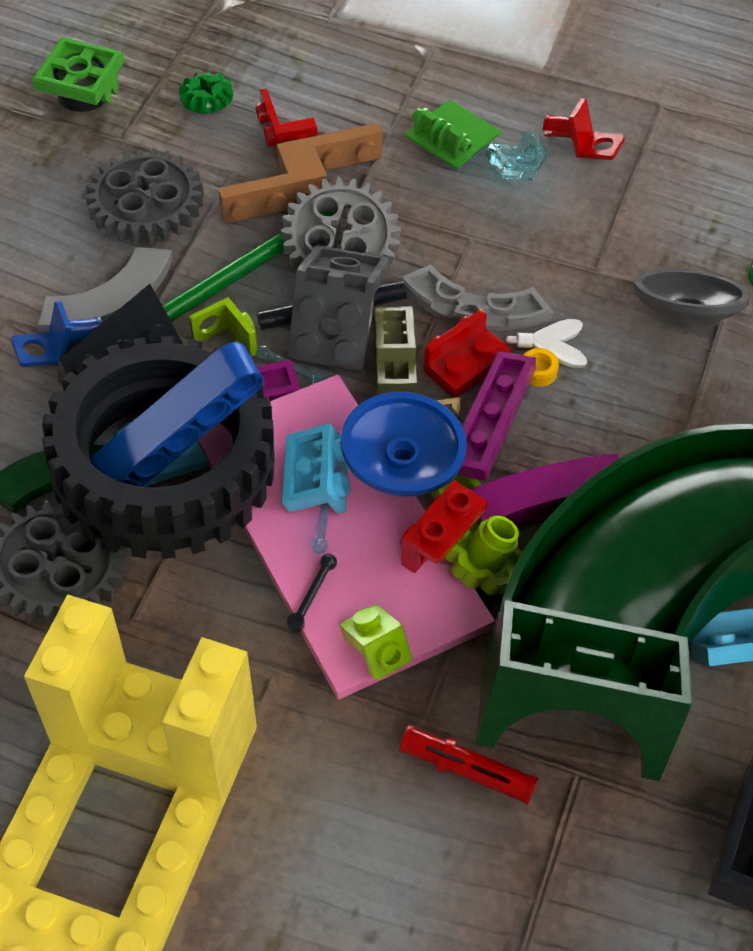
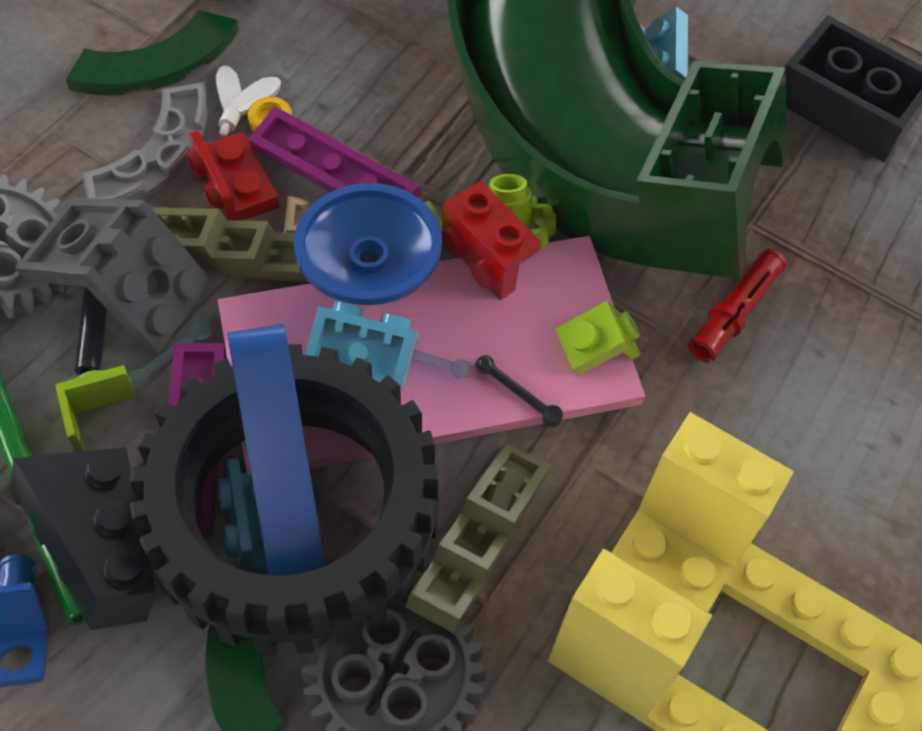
camera: 80 degrees left, 5 degrees up
(184, 598) = (478, 538): none -> olive slope
(539, 491) = (441, 143): magenta slope -> none
(565, 282) = (157, 64): none -> dark green tile

